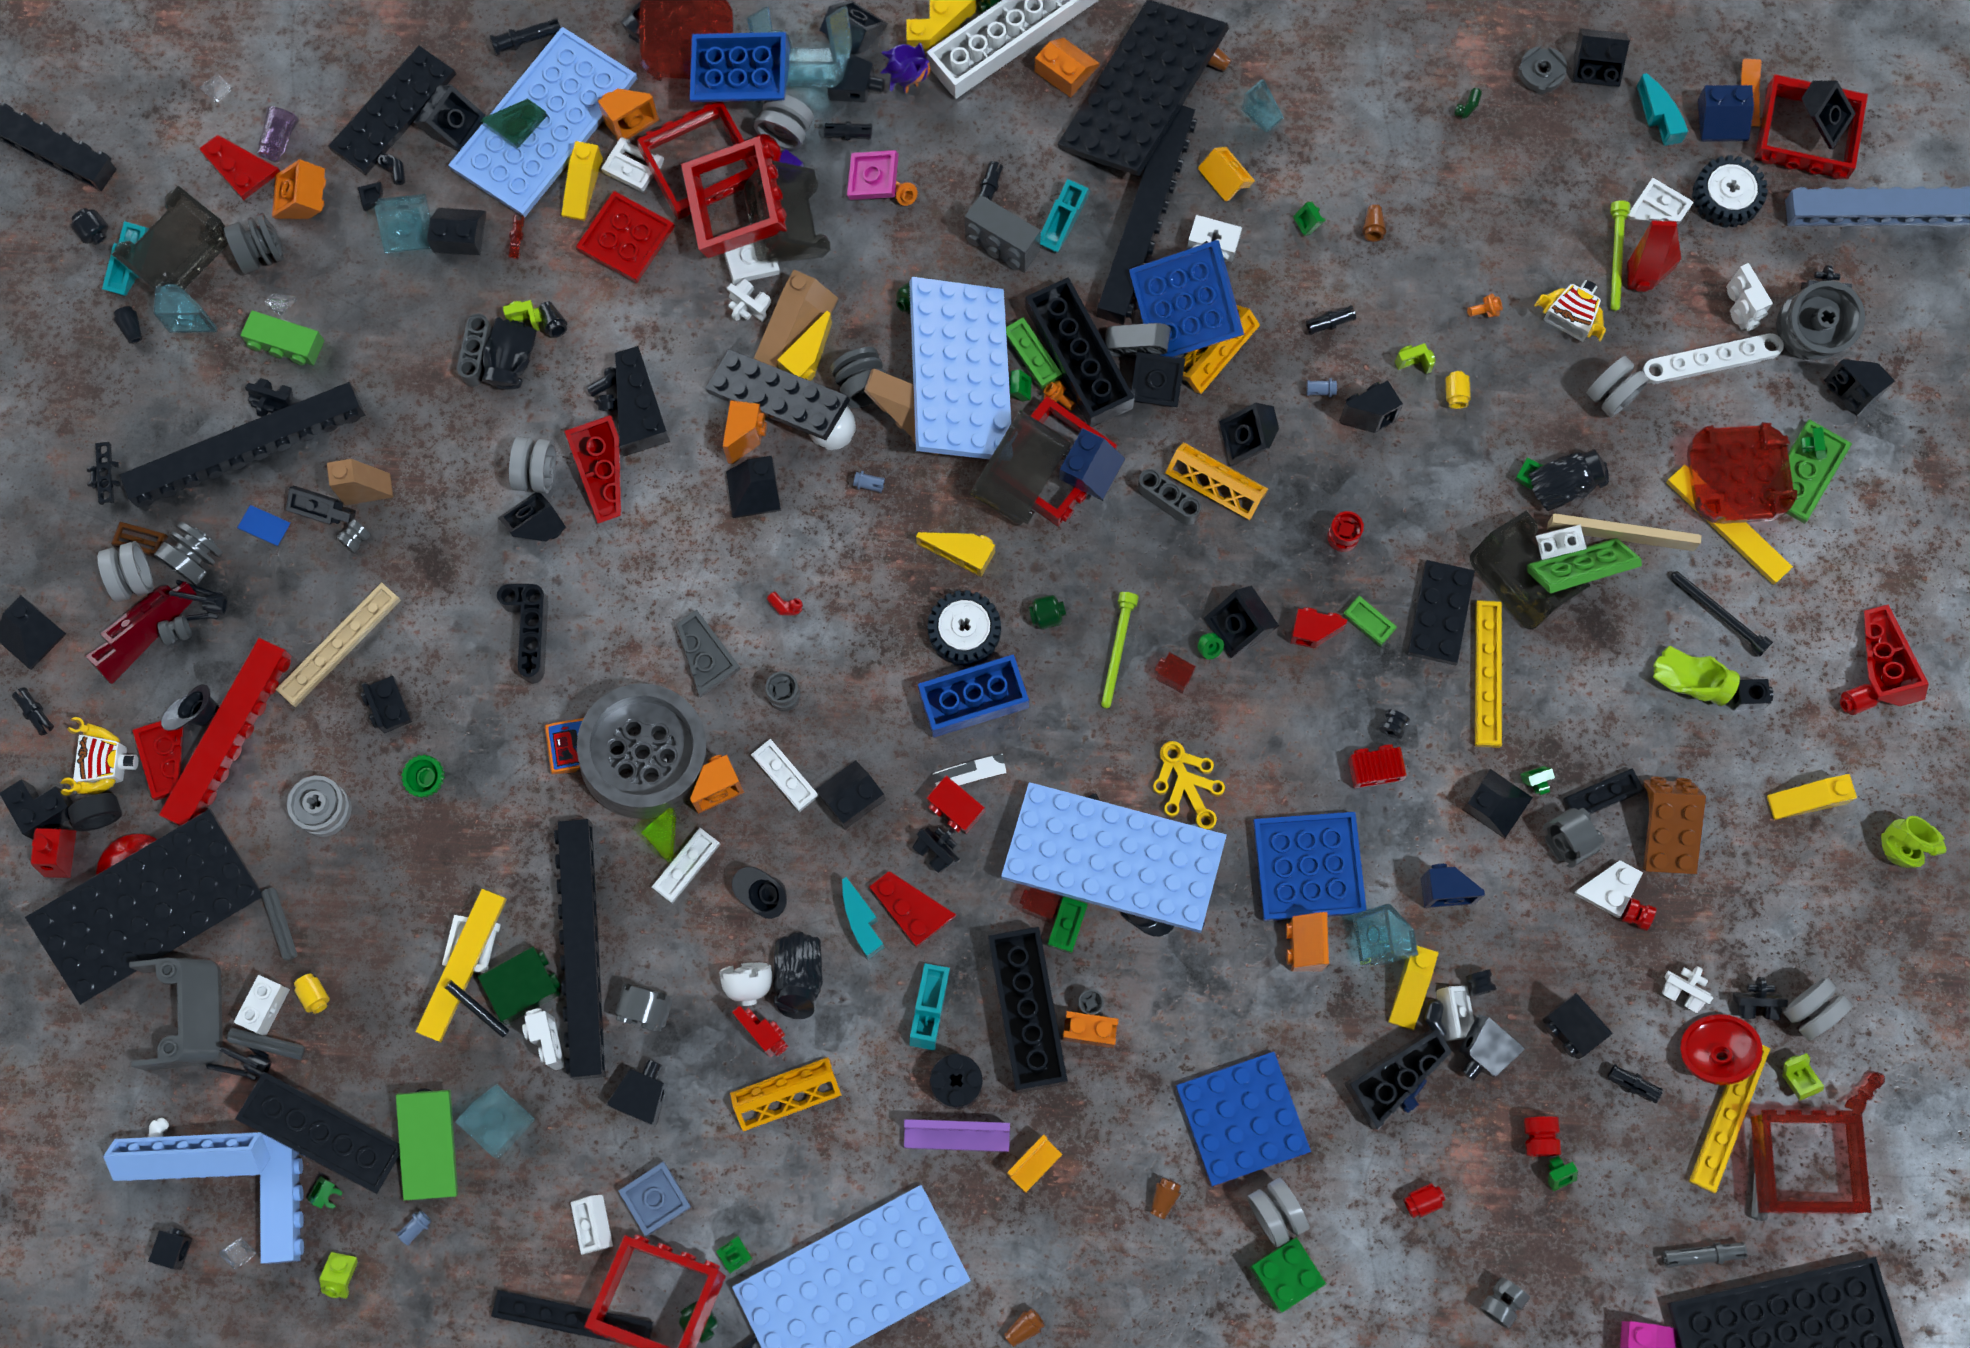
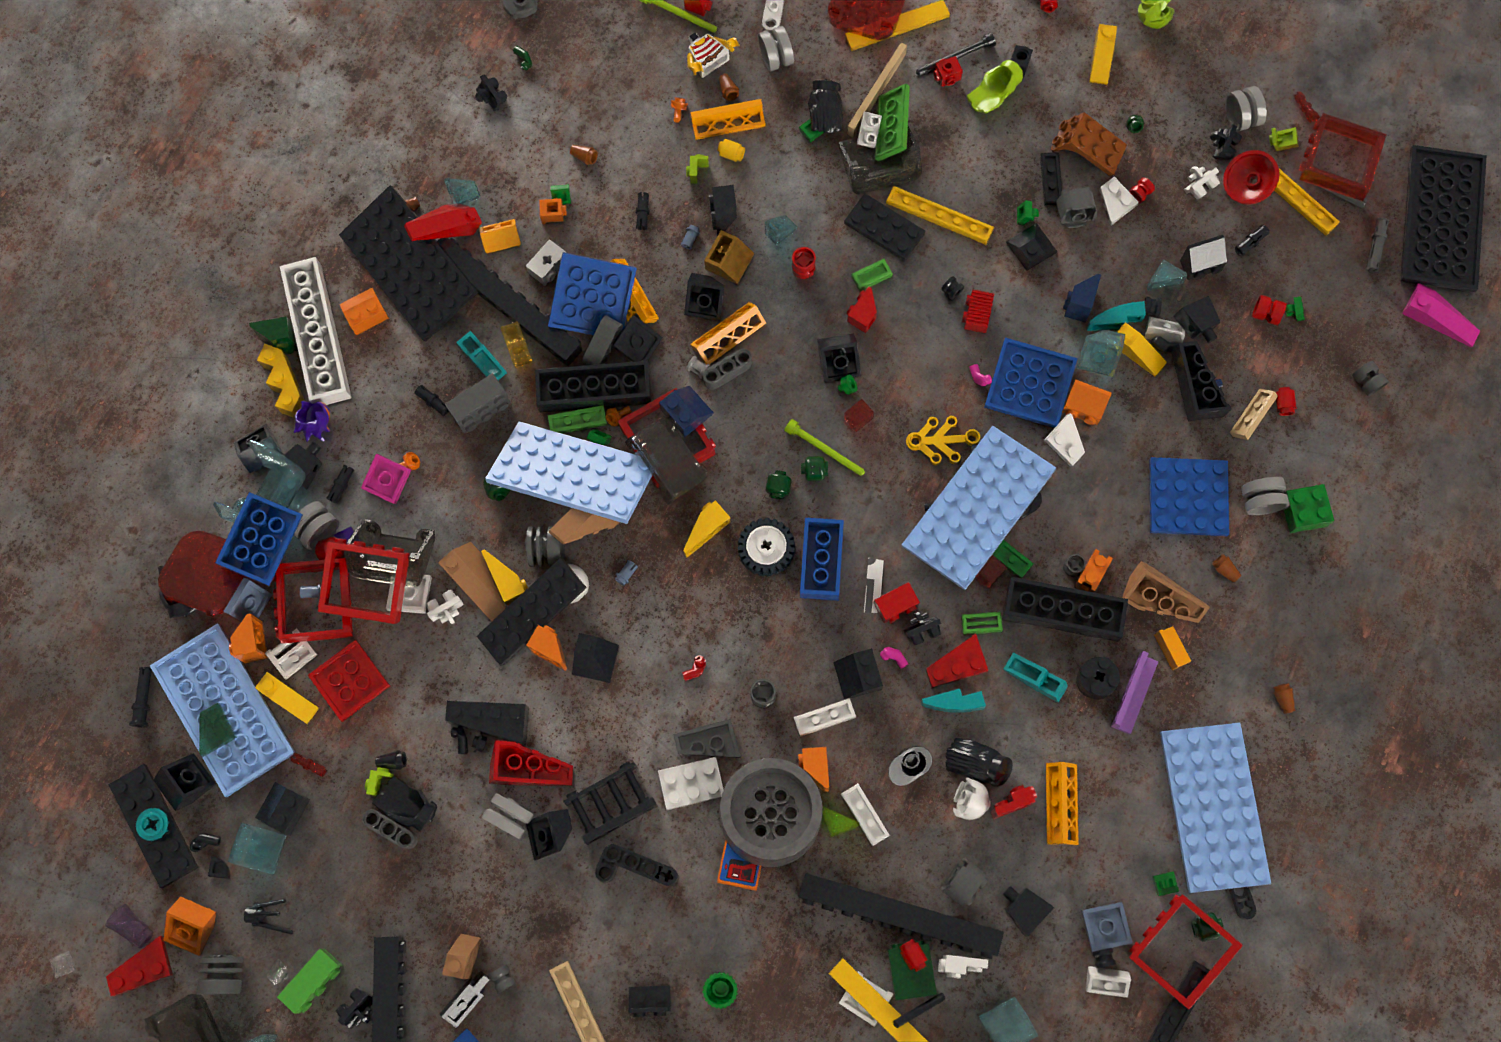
camera: 65 degrees left, 0 degrees up
(334, 254) = (256, 913): none -> black plant
(389, 96) = (143, 824): none -> teal gear
(533, 975) = (913, 955): none -> red brick
(586, 595) = (627, 813): none -> black fence
(615, 1208) = (1104, 958): none -> black wheel
(649, 652) = (691, 783): none -> white plate
(669, 91) = (247, 599): none -> sand blue plate
(702, 145) = (310, 591): none -> sand blue pin
(892, 828) = (894, 654): none -> dark pink arm
(982, 937) = (965, 624): none -> bright green tile
(1085, 646) = (814, 468): none -> dark green head
(1094, 246) = (516, 344): none -> clear yellow brick
(1097, 1120) = (1157, 593): none -> medium nougat wedge
(1157, 459) = (697, 366): none -> light grey bush
(1208, 101) = (444, 222): none -> red wedge
(1250, 936) = (1066, 440): none -> white wing
(1282, 210) = (552, 210): none -> orange brick
(1286, 804) = (979, 378): none -> dark pink arm
(1312, 441) = (728, 257): none -> pearl gold slope
(1381, 487) = (779, 228): none -> clear light blue slope
(1388, 1164) = (1253, 414): none -> tan plate
(1411, 80) = (487, 92): none -> black hips
(1447, 943) = (1115, 317): none -> teal slope
(1505, 365) = (725, 113): none -> light orange fence
(1531, 986) = (1166, 276): none -> clear light blue slope
(1540, 355) = (728, 87): none -> dark orange cone
(1689, 608) = (948, 71): none -> red brick
(1731, 873) = (1135, 123): none -> dark green plate

